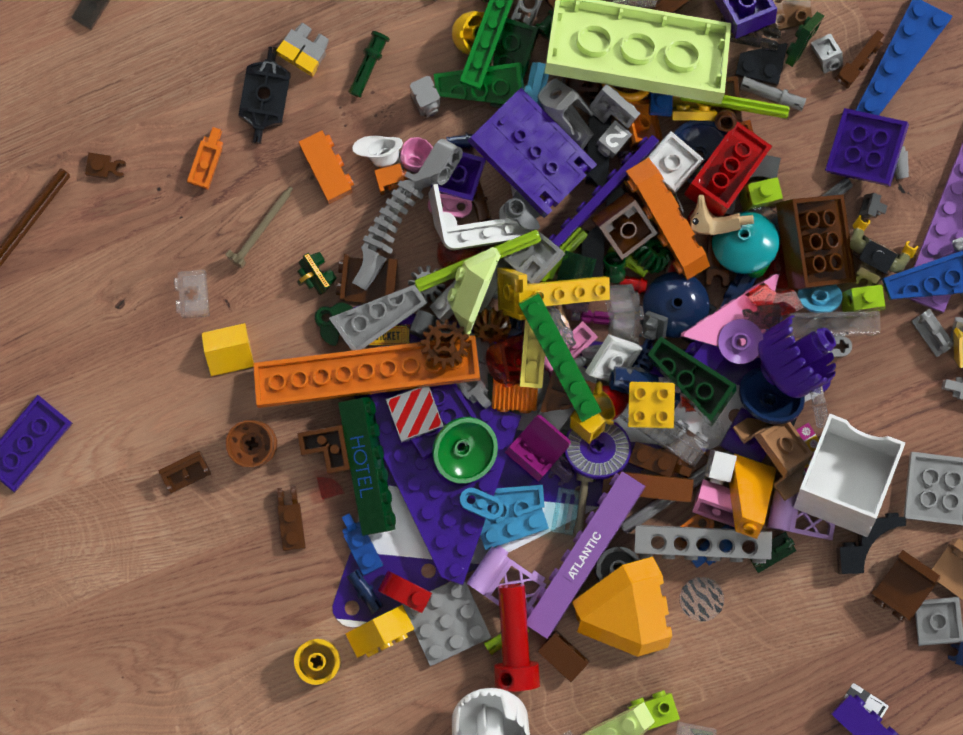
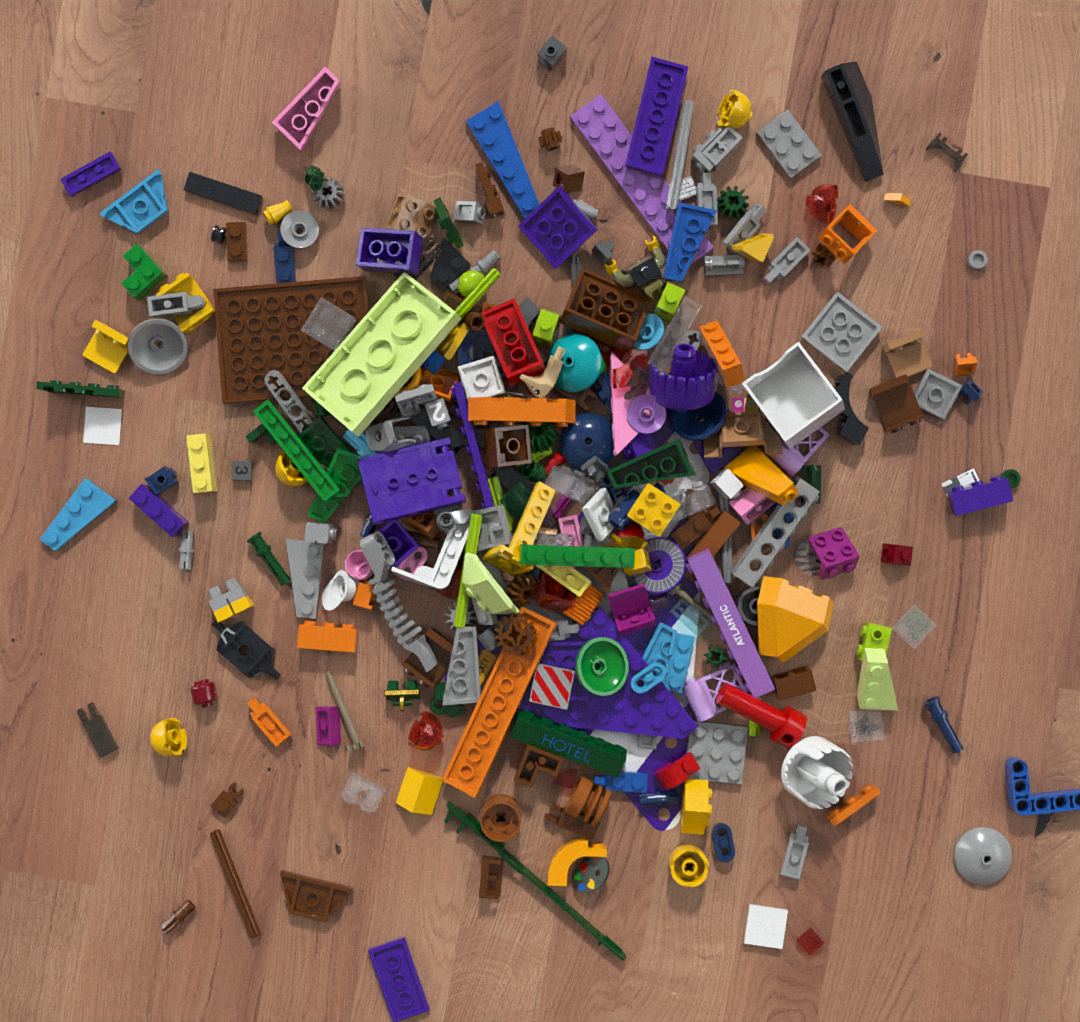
camera: 50 degrees left, 5 degrees up
(59, 307) = (312, 896): none -> reddish brown wing
(132, 70) = (168, 738): none -> yellow cylinder
(197, 79) = (204, 693): none -> dark red head
(220, 461) = (473, 823): none -> dark green piece
(238, 220) = (328, 725): none -> magenta slope
(242, 532) = (567, 854): none -> light orange arch
(243, 567) = (587, 878): none -> pearl dark grey piece
(291, 320) = (426, 733): none -> clear red cylinder
(320, 520) = (588, 801): none -> dark orange wheel
(360, 682) = (723, 841): none -> dark blue plate
(378, 106) = (305, 571): none -> light grey wing
(416, 545) = (647, 741): none -> light grey tile
(497, 189) = (424, 523): none -> dark orange brick
(547, 559) = (714, 662): none -> dark green gear
(718, 616) = (834, 552): none -> magenta bracket
(756, 681) = (896, 554): none -> dark red bracket
(760, 92) = (469, 281): none -> lime hair
(845, 380) = (721, 351): none -> orange brick
(921, 129) = (569, 178): none -> reddish brown panel
(947, 88) = (550, 139): none -> reddish brown gear

